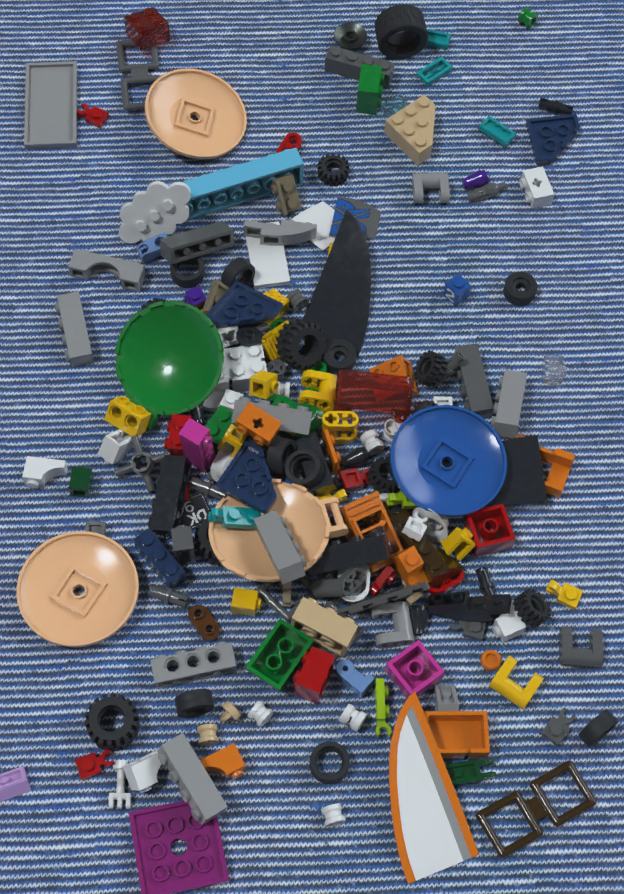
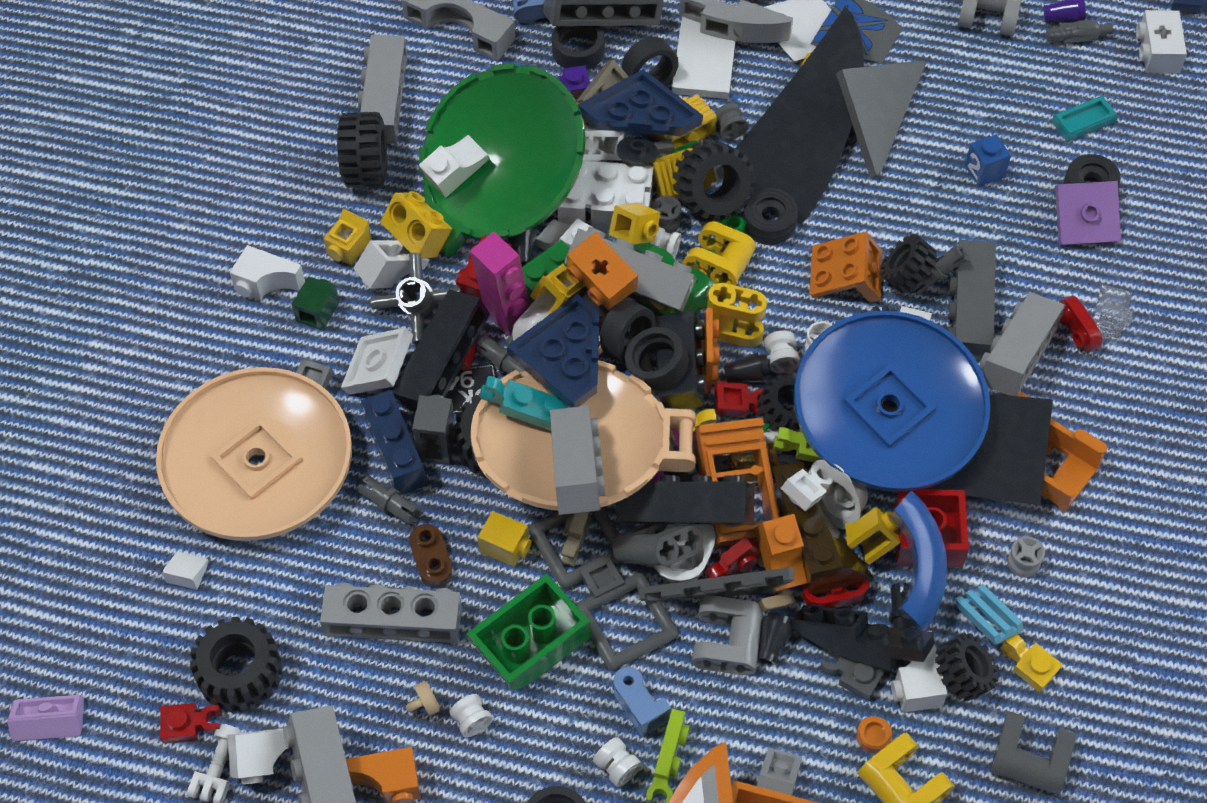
camera: 20 degrees right, 5 degrees down
(59, 672) = (185, 570): none -> white slope
(78, 375) = (362, 149): none -> black tyre
(86, 434) = (347, 237): none -> yellow window
(133, 510) = (377, 361): none -> white plate
(140, 372) = (453, 164): none -> white arch
(194, 703) = (371, 669): black tyre -> none
(207, 735) = (377, 725): tan wheel -> none
(315, 673) = (574, 676): red brick -> none
(324, 626) = (613, 604): tan brick -> none
(374, 393) = (804, 272): clear red windscreen -> none
(382, 268) = (877, 104): none -> dark grey tile
(414, 670) = (740, 713): dark pink brick -> none
(496, 553) = (929, 561): none -> blue brick
(504, 248) = (1084, 118): none -> teal tile
(524, 310) = (1088, 213): none -> medium lavender plate
(538, 381) = (1080, 324): none -> red plate
(543, 528) = (1027, 548): none -> light grey wheel
(552, 576) = (994, 612): none -> medium azure tile

